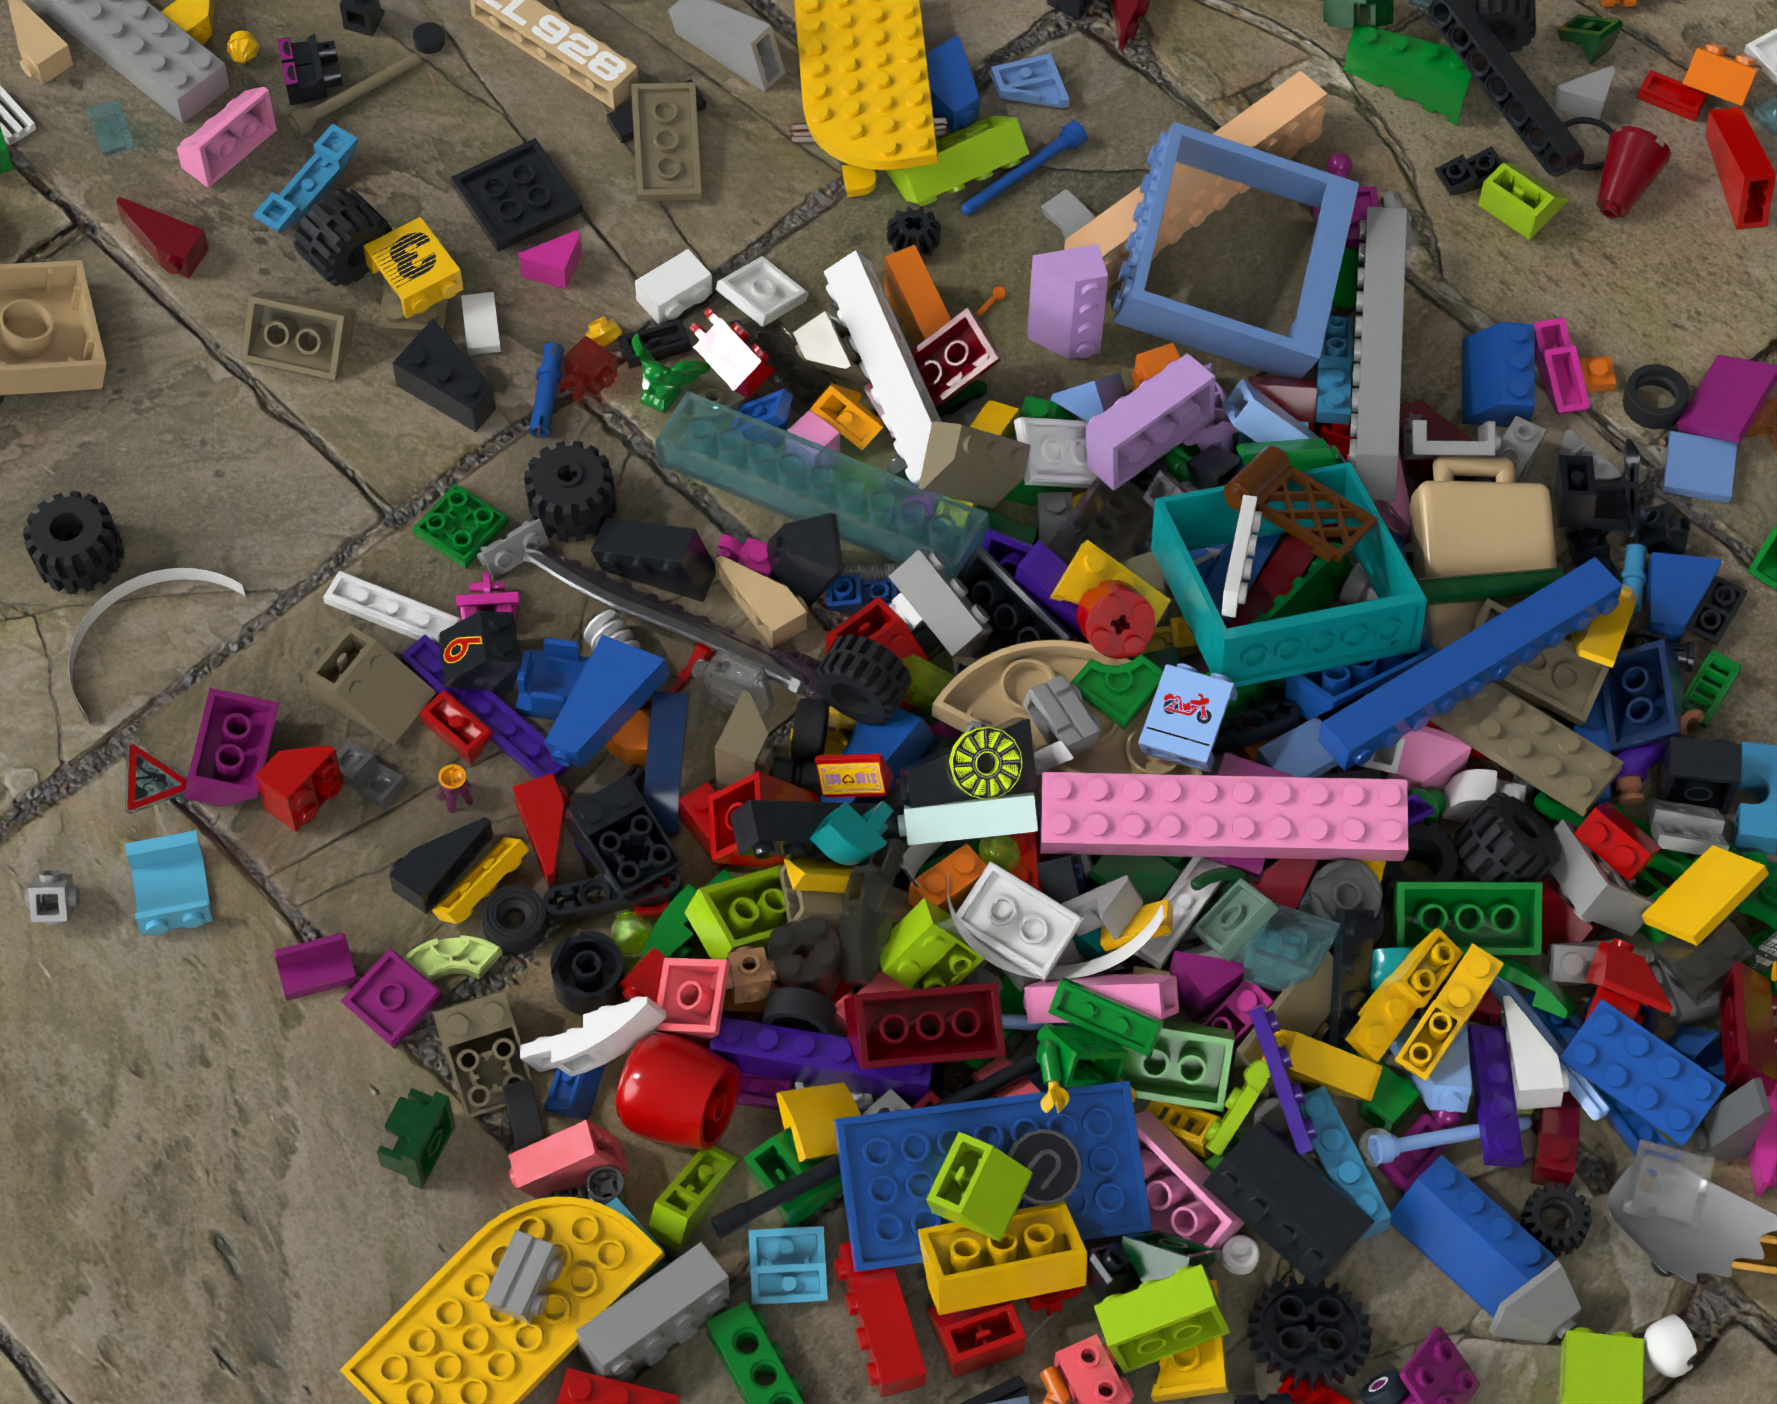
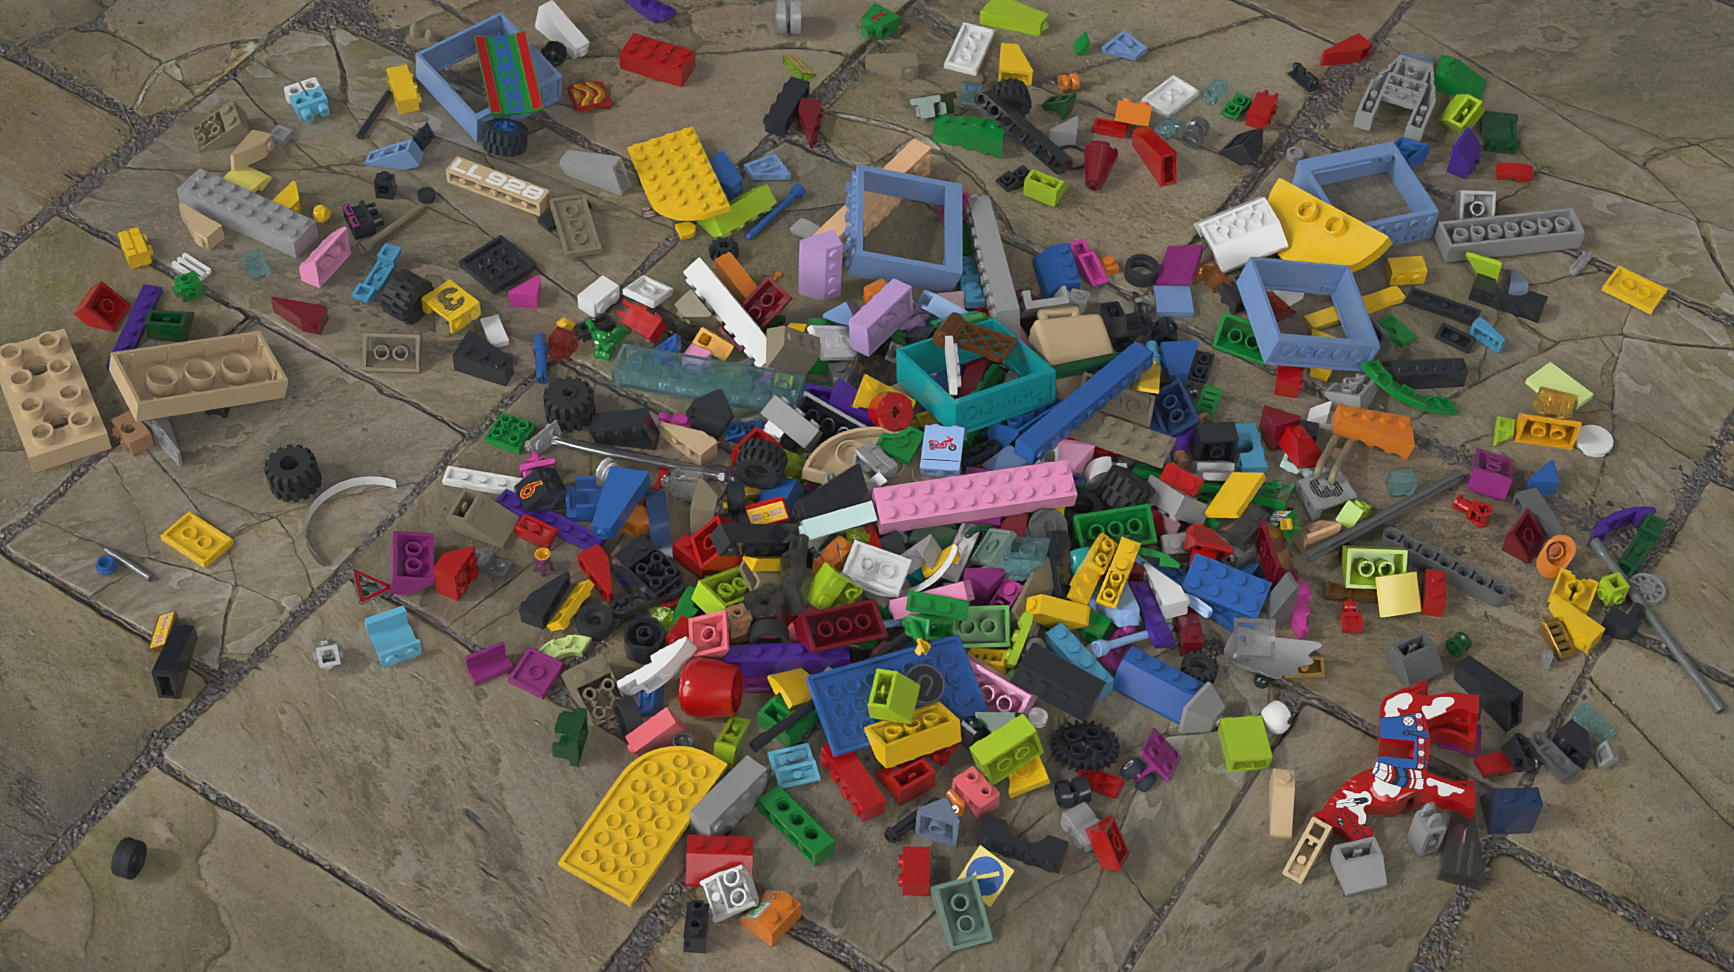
camera: 15 degrees left, 10 degrees down
(524, 1277) = (653, 790): light grey brick -> none
(849, 837) = (778, 537): teal brick -> none
(1006, 762) = (852, 486): tile -> none
(1289, 1093) = (1045, 624): dark purple plate -> none

